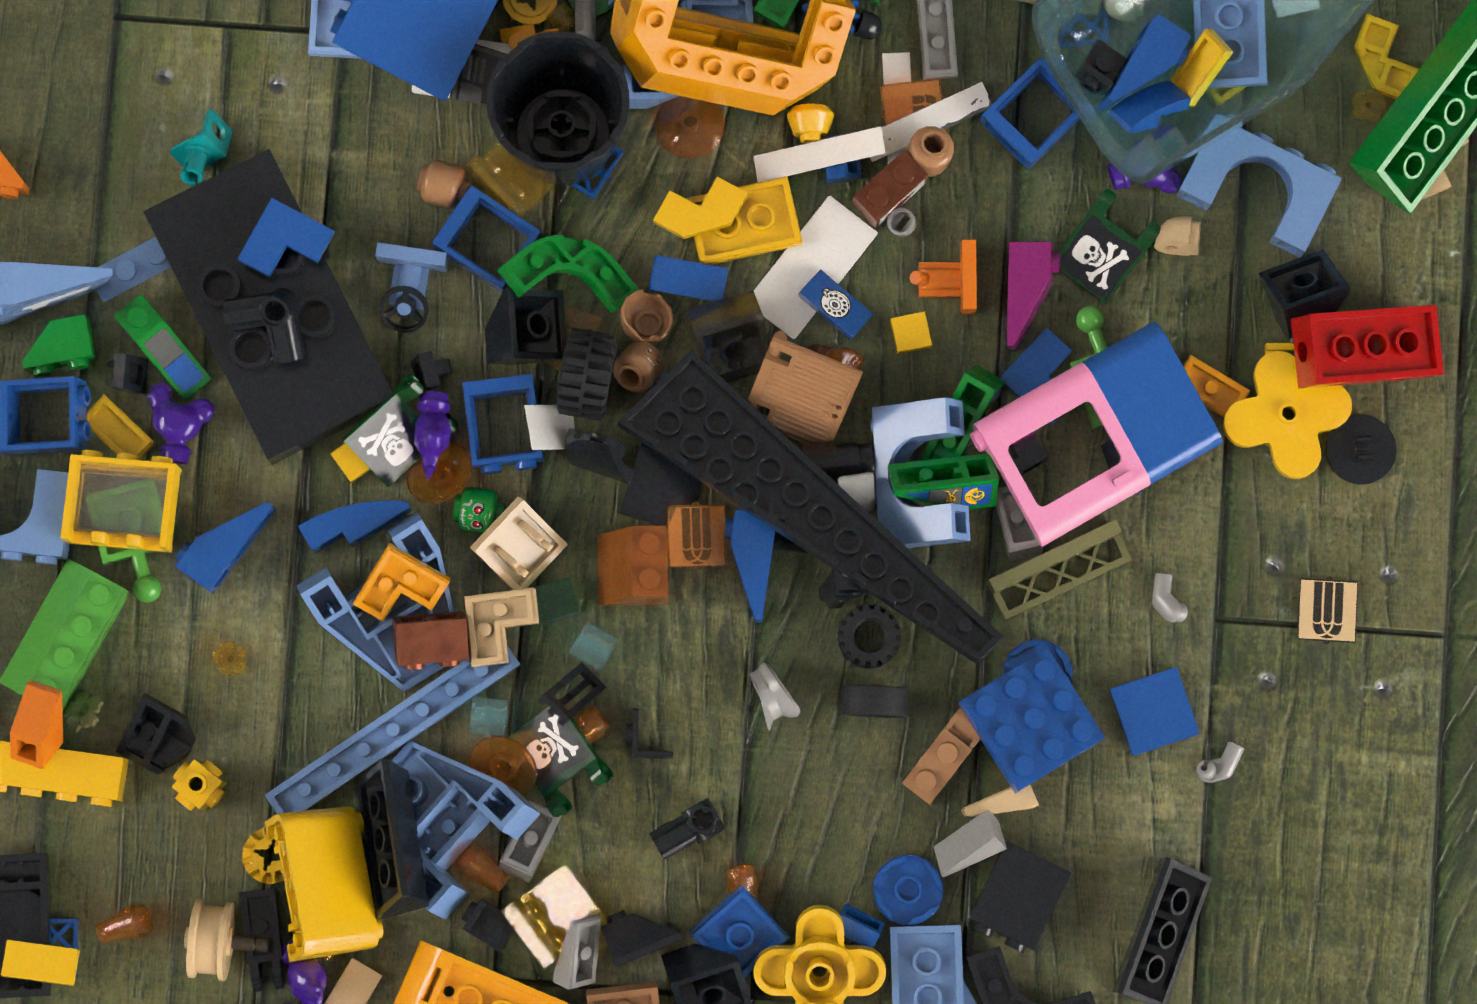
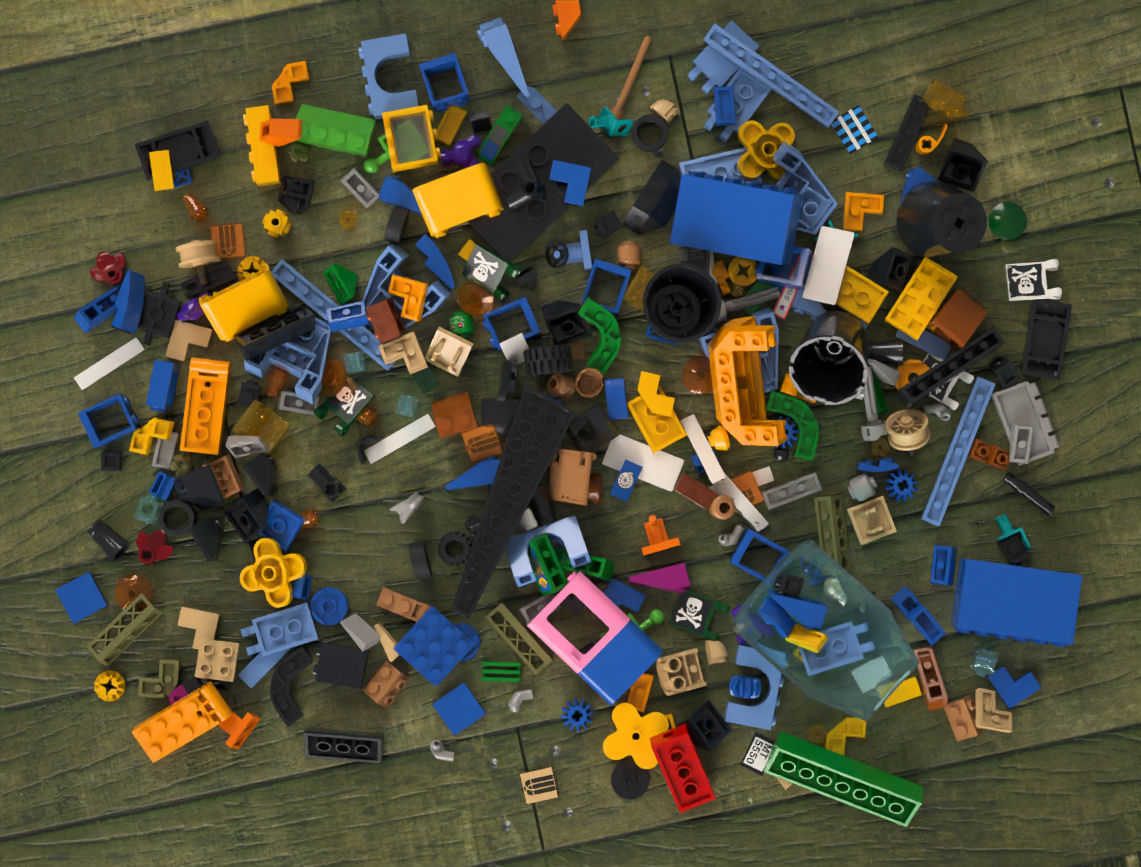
camera: 80 degrees right, 5 degrees up
(61, 345) = (486, 81): green slope -> none
(179, 621) = (359, 187): none -> light grey slope
(181, 130) = (618, 109): none -> medium nougat piece
(200, 878) = (229, 240): none -> clear orange piece
(209, 53) = (664, 109): none -> tan piece
(231, 63) = (649, 147): none -> black tyre
(255, 446) = (458, 199): none -> yellow windscreen
(267, 571) = (396, 225): none -> black tyre
(338, 702) = (342, 282): none -> green slope
(363, 111) = (656, 201): none -> black wedge
(378, 207) = (607, 225): none -> black bracket
(402, 706) = (347, 316): none -> blue slope
(432, 429) = (495, 288): dark purple animal -> none
(558, 706) = (368, 396): black tile -> none
(646, 680) = (399, 438): none -> white sticker
(895, 219) = (682, 499): light grey hinge -> none
(911, 332) = (622, 524): yellow tile -> none
(989, 151) = (731, 538): none -> light grey arm
(1075, 827) = (386, 684): none -> medium nougat bracket
(1118, 590) = (495, 671): none -> green tile
(1198, 307) = (680, 672): none -> tan slope
(1232, 500) = (582, 719): none -> blue gear
(1254, 200) = (745, 686): none -> blue gear
(1376, 216) = (757, 754): none -> sticker

